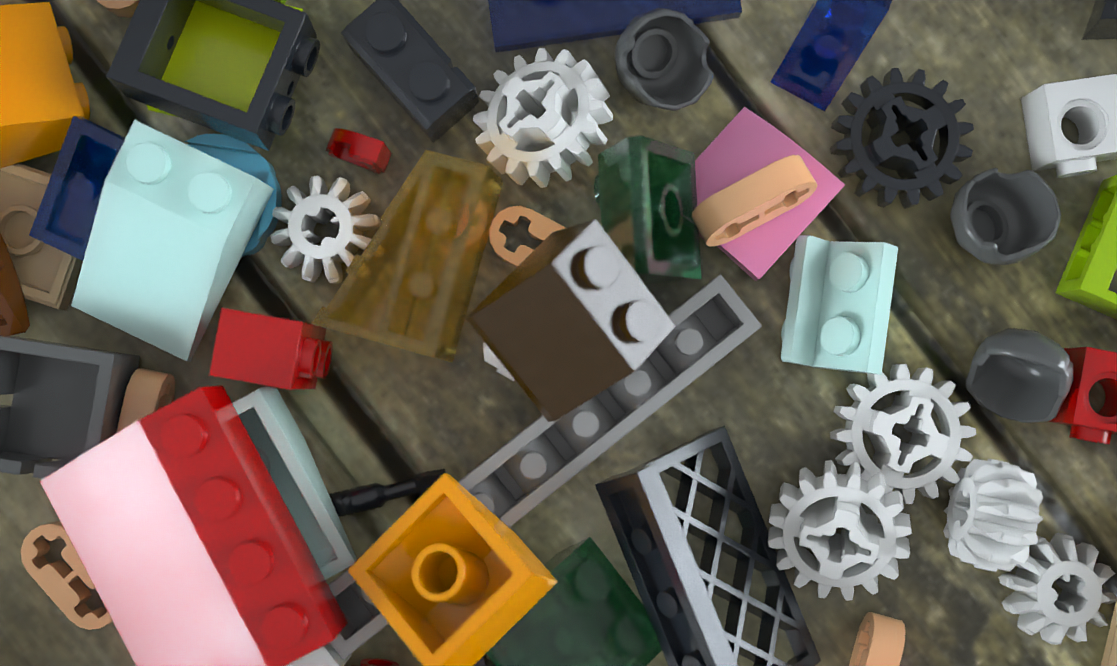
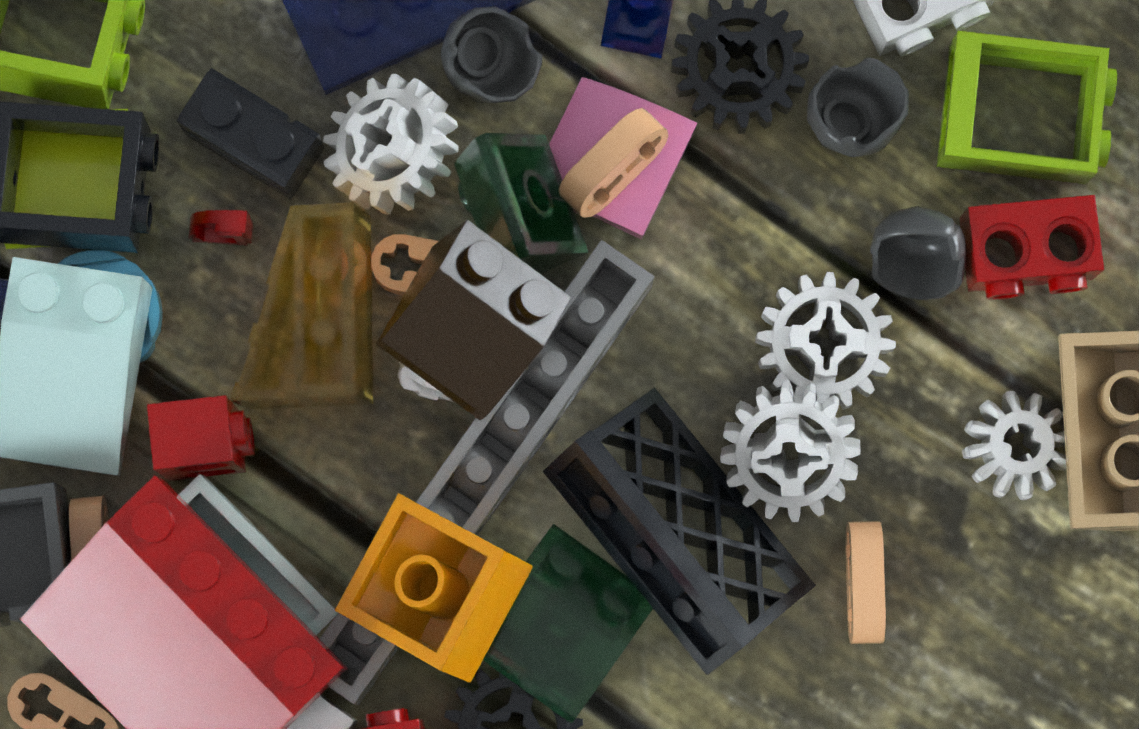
camera: 15 degrees left, 5 degrees down
(320, 208) = (199, 297): white gear -> none
(376, 495) = (336, 555): black piece -> none
(839, 304) = (725, 238): light aqua bracket -> none
(993, 515) = (929, 391): white gear -> none

